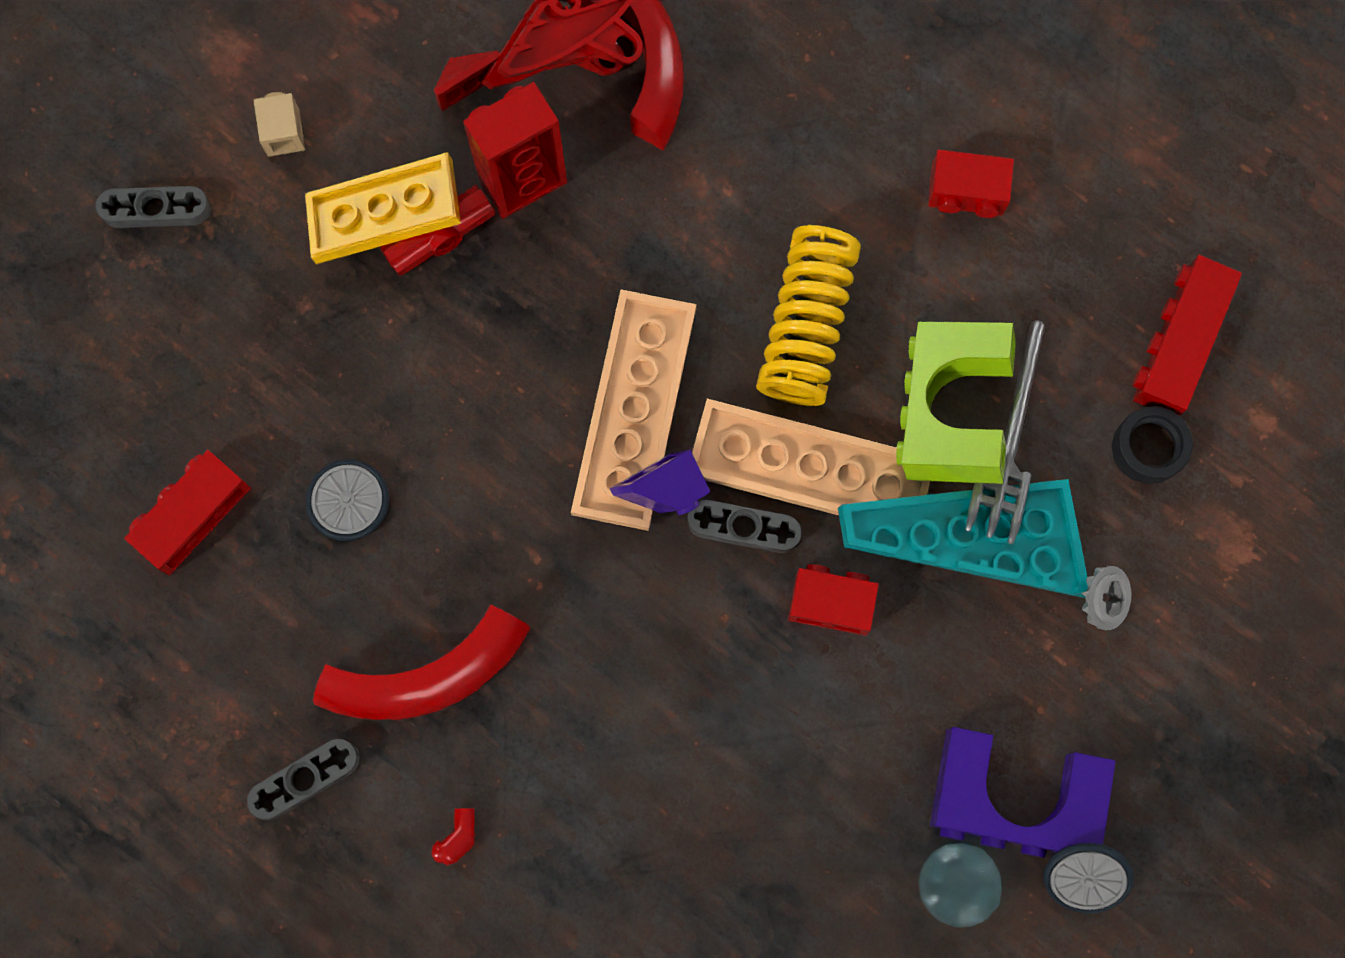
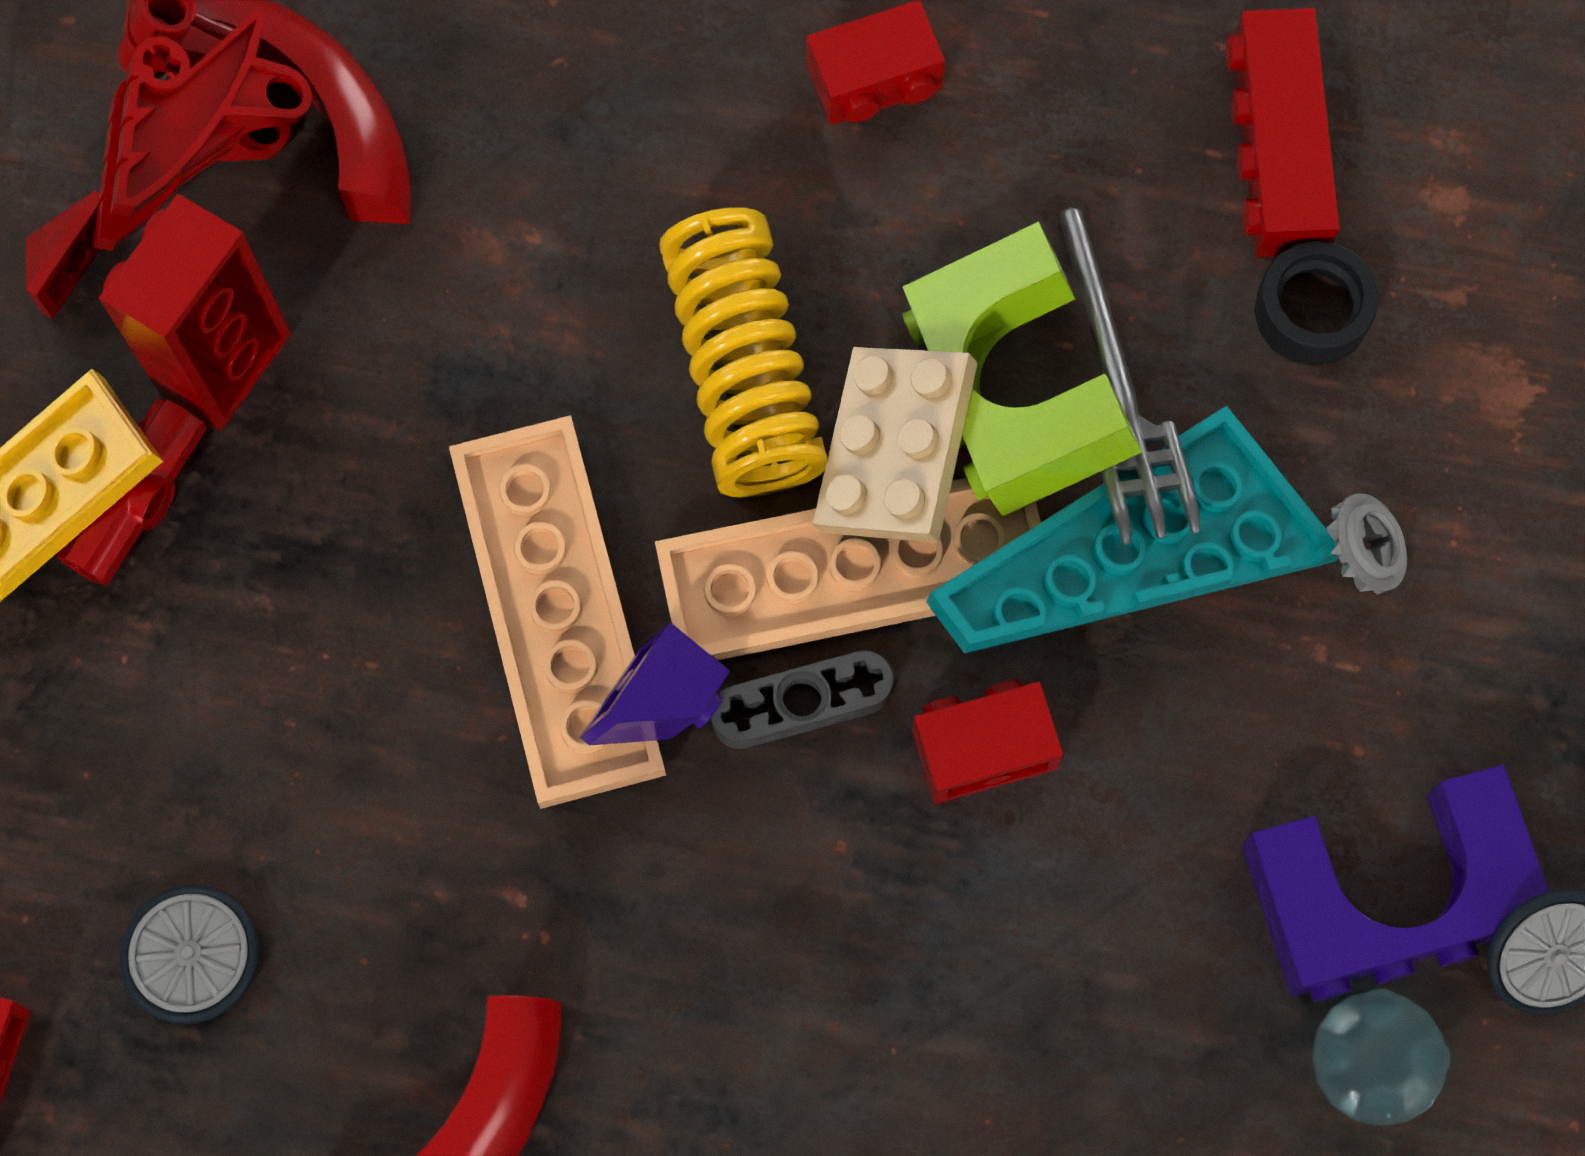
camera: 25 degrees left, 5 degrees down
(866, 410) = (895, 444): none -> tan plate

